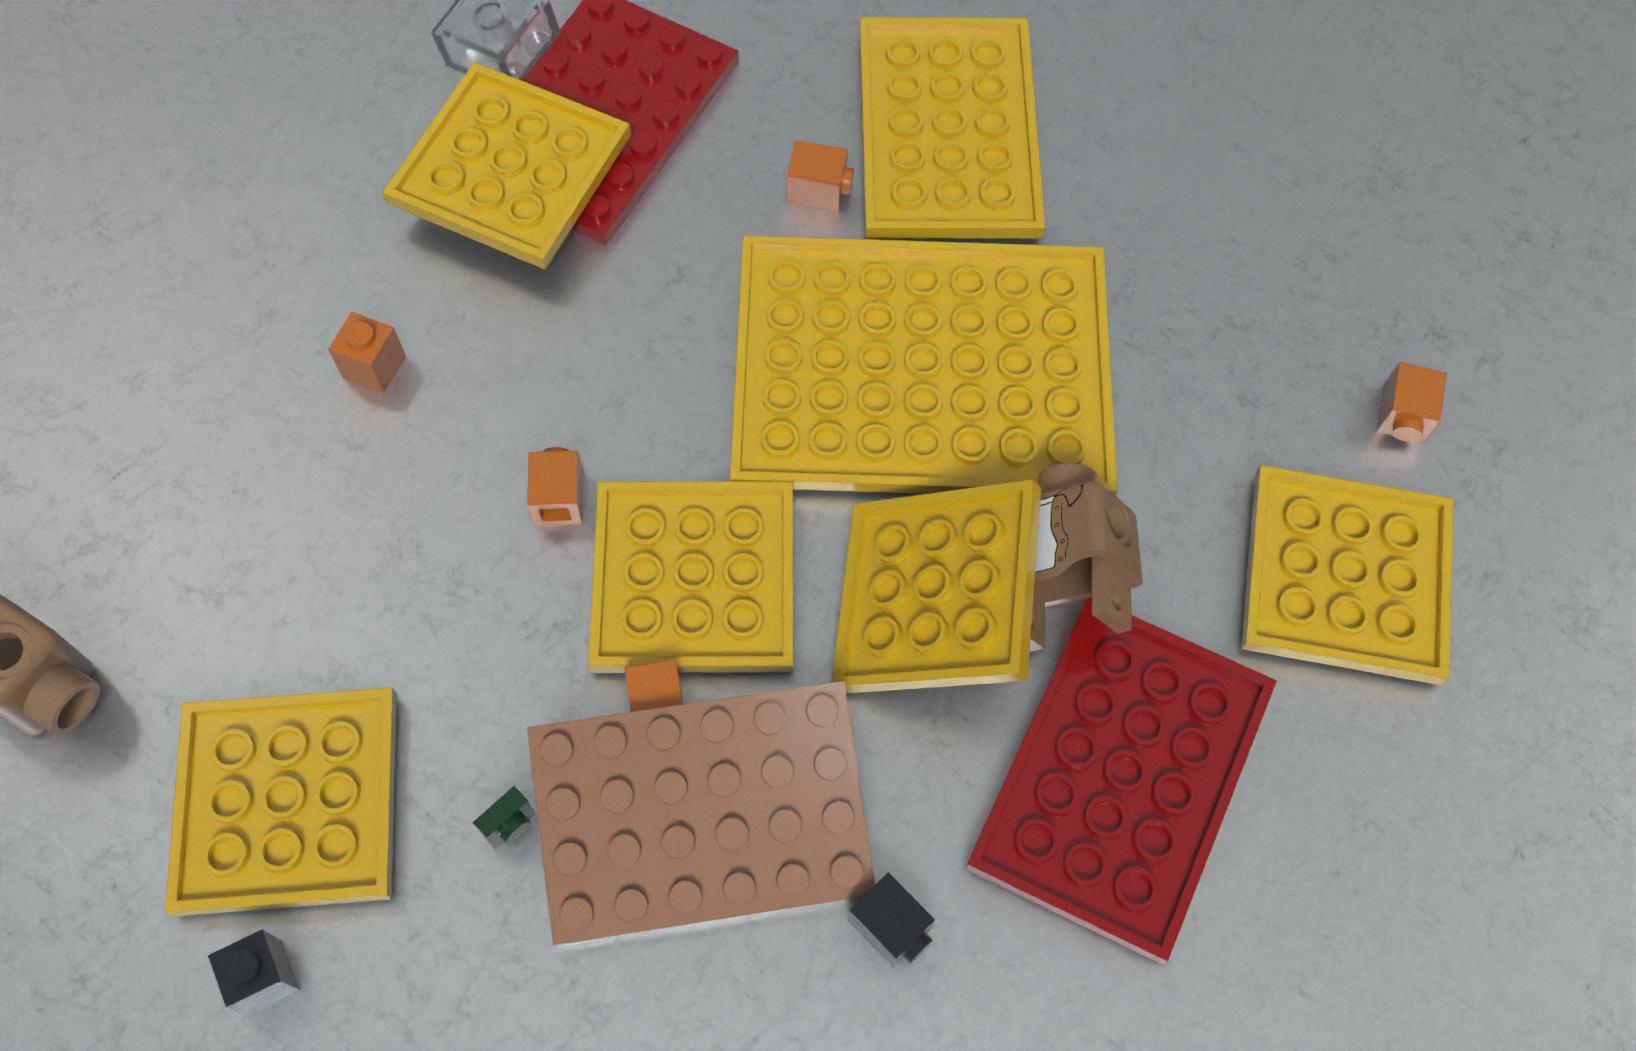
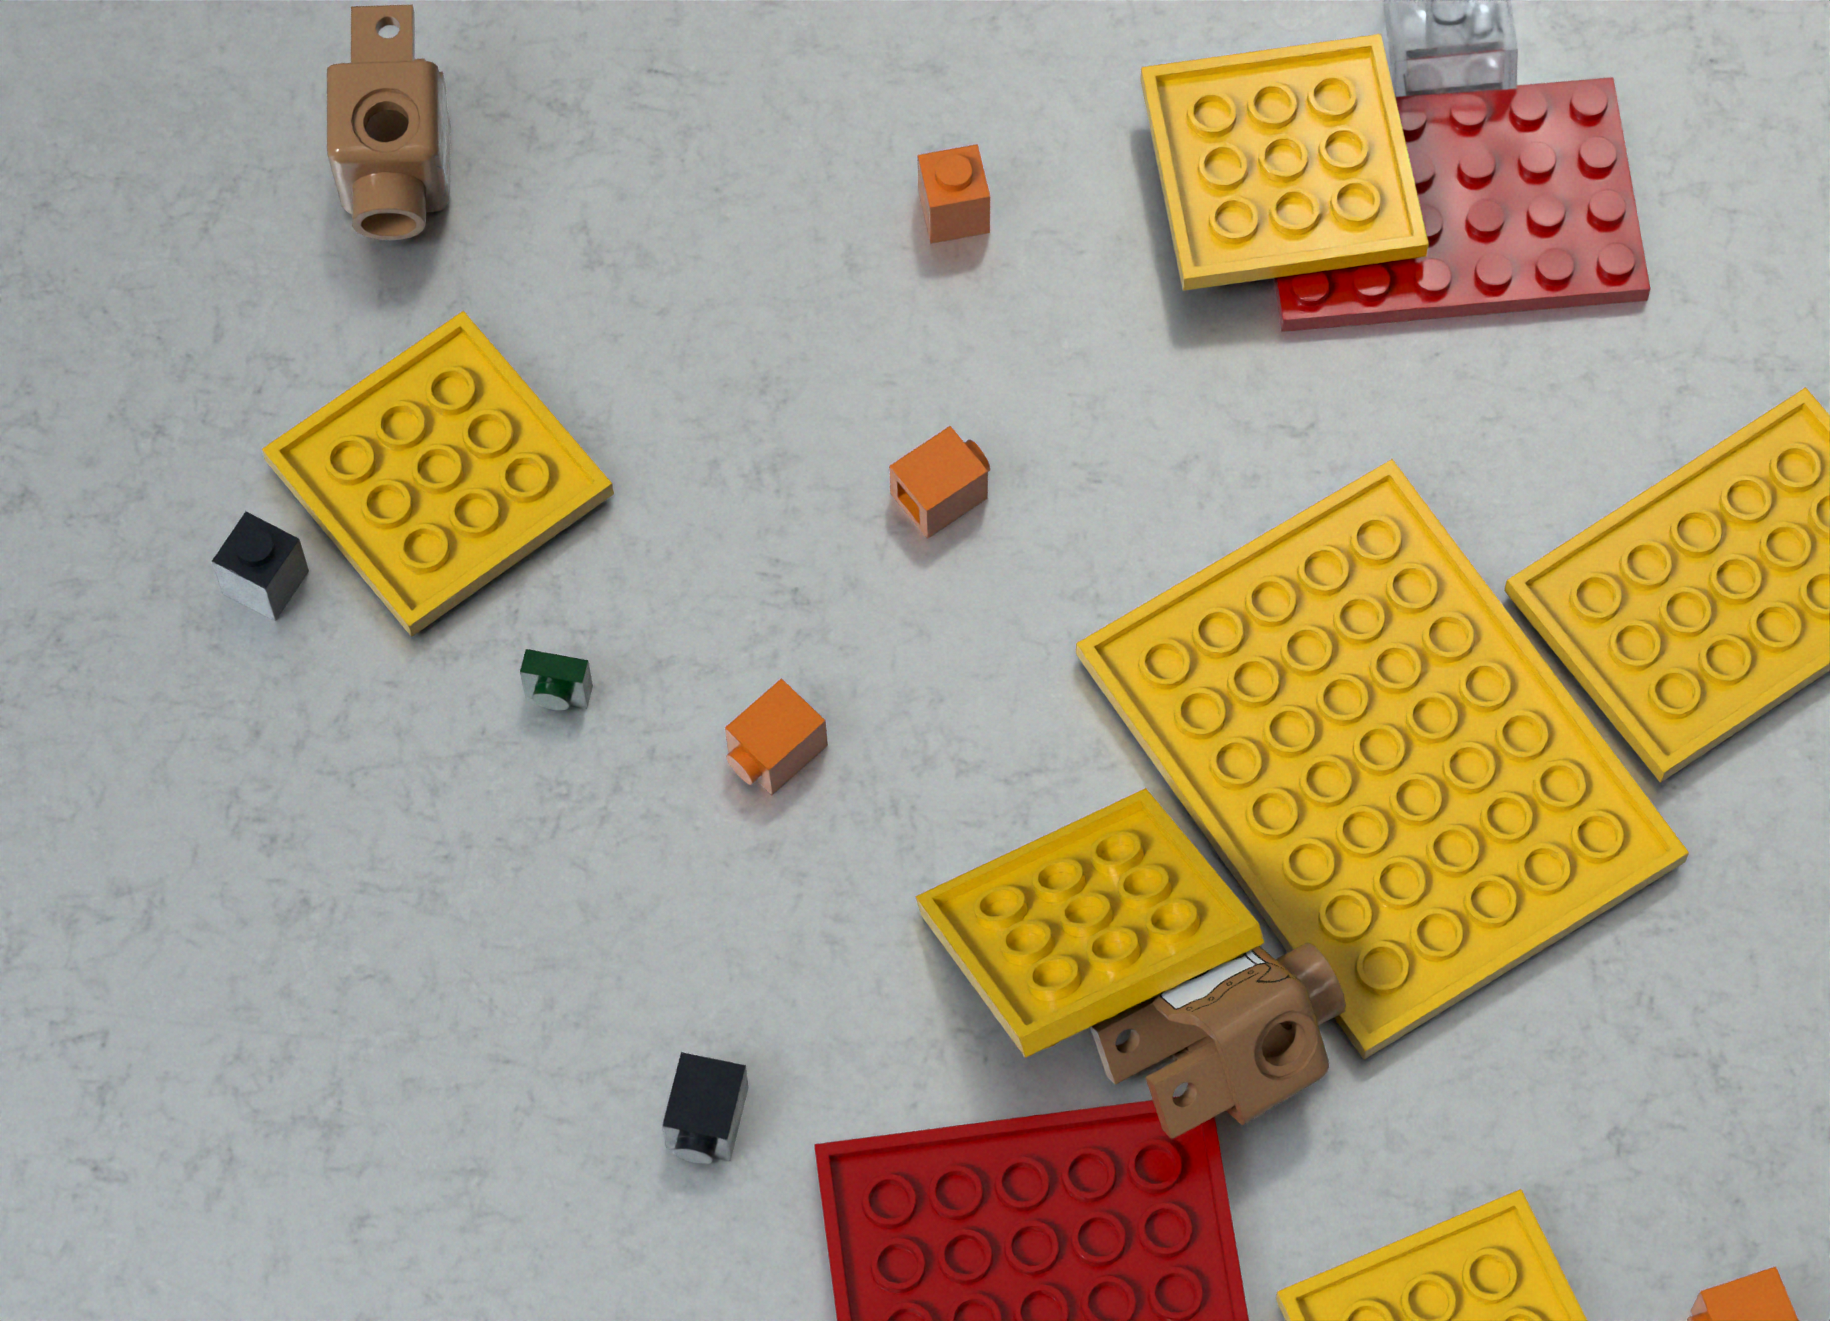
camera: 60 degrees right, 0 degrees up
(693, 576) = (943, 683): yellow plate -> none
(699, 812) = (690, 853): nougat plate -> none
(818, 176) = (1539, 485): orange brick -> none

